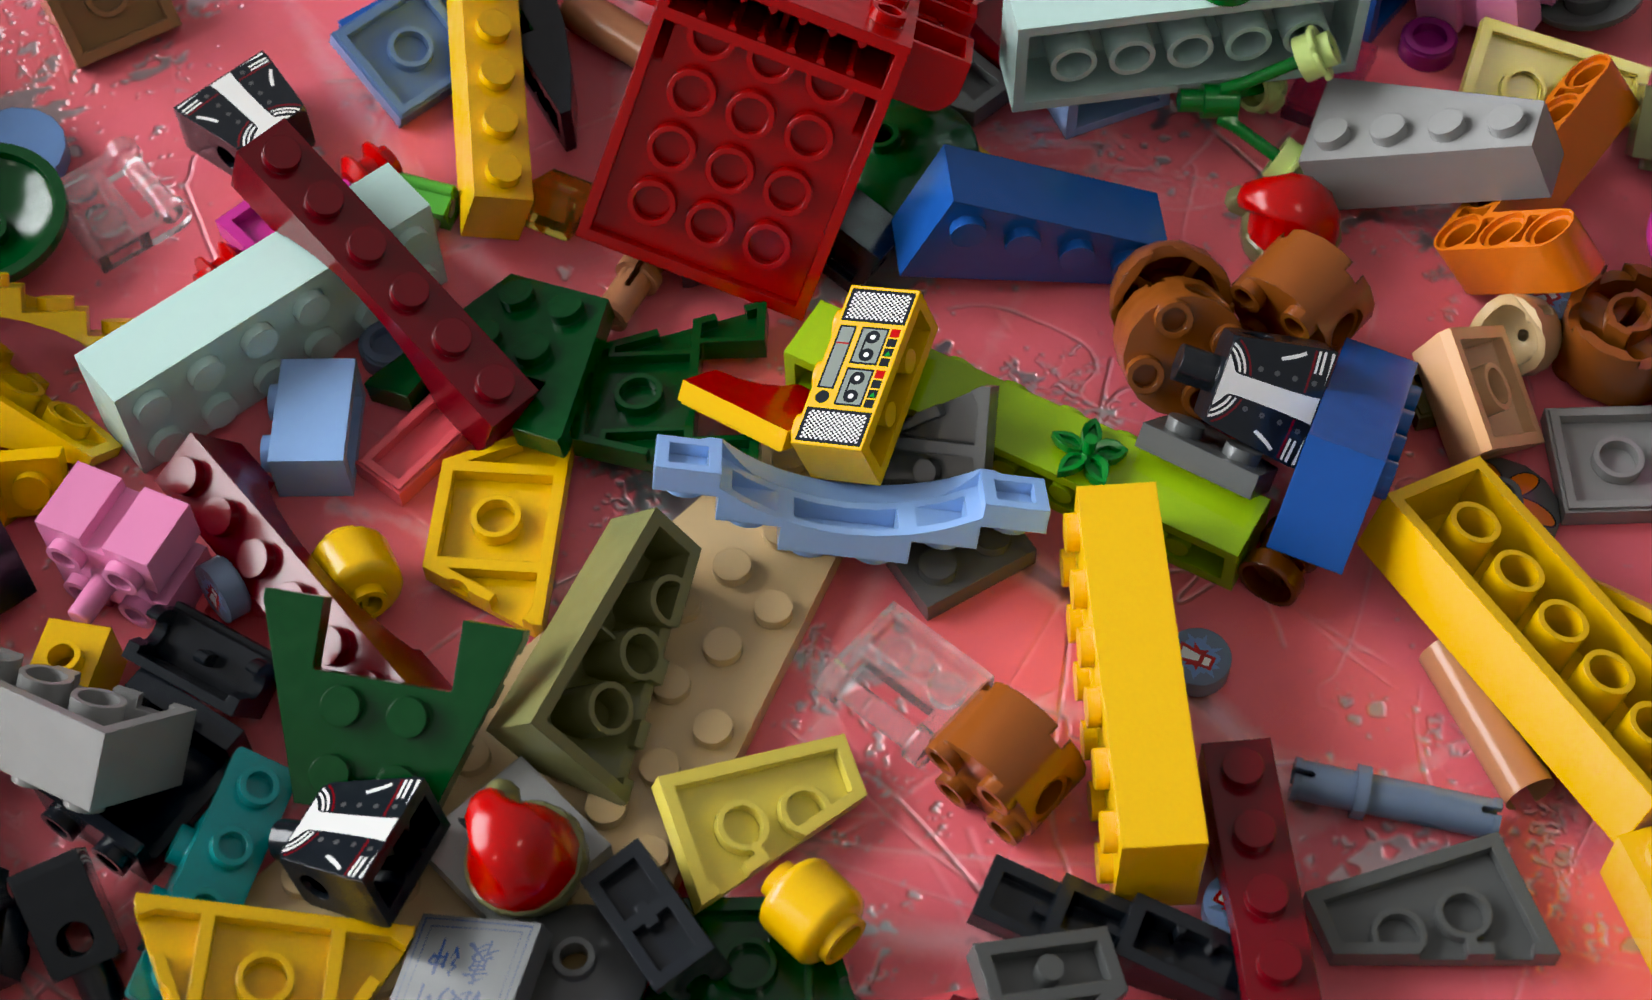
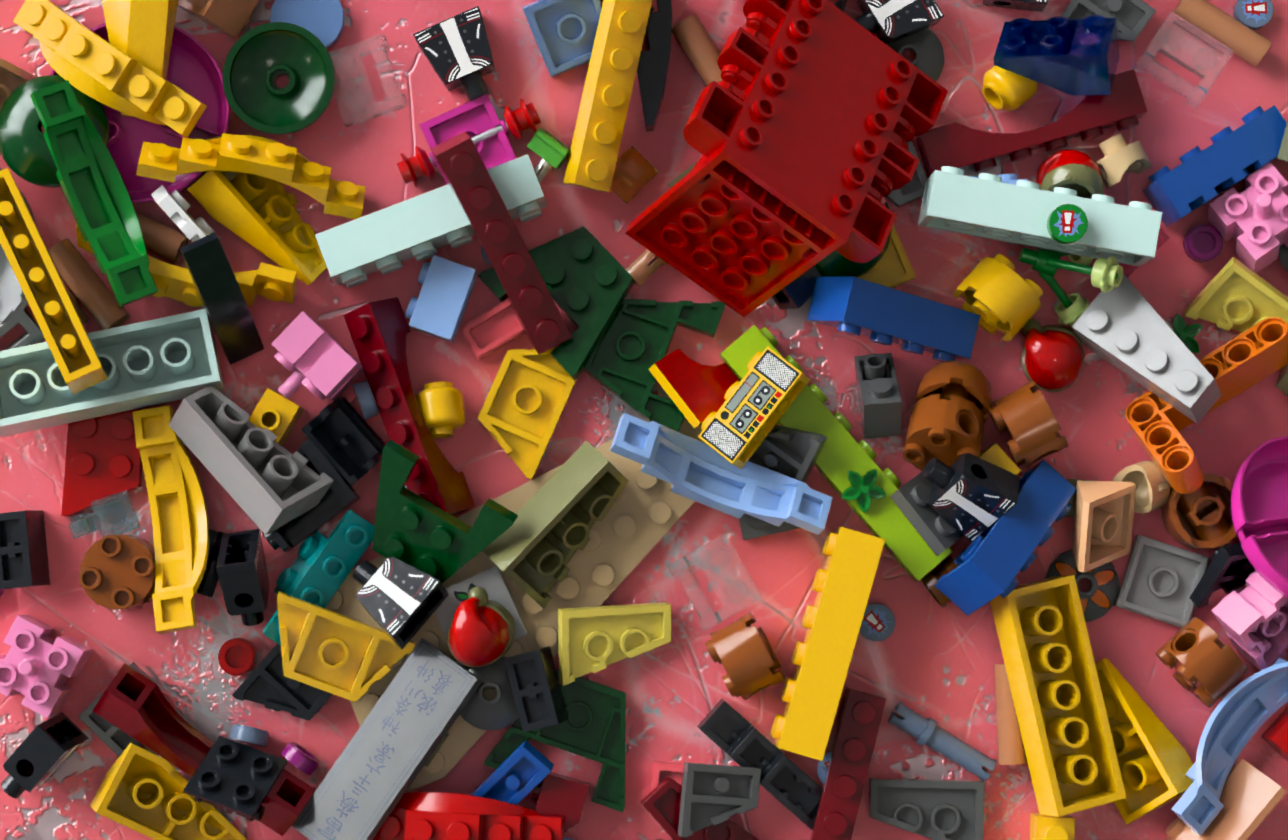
camera: 20 degrees right, 30 degrees up
(812, 911) = (616, 708): yellow head -> none
(1055, 347) = (878, 396): none -> dark grey slope
(1181, 155) = (999, 296): none -> yellow brick

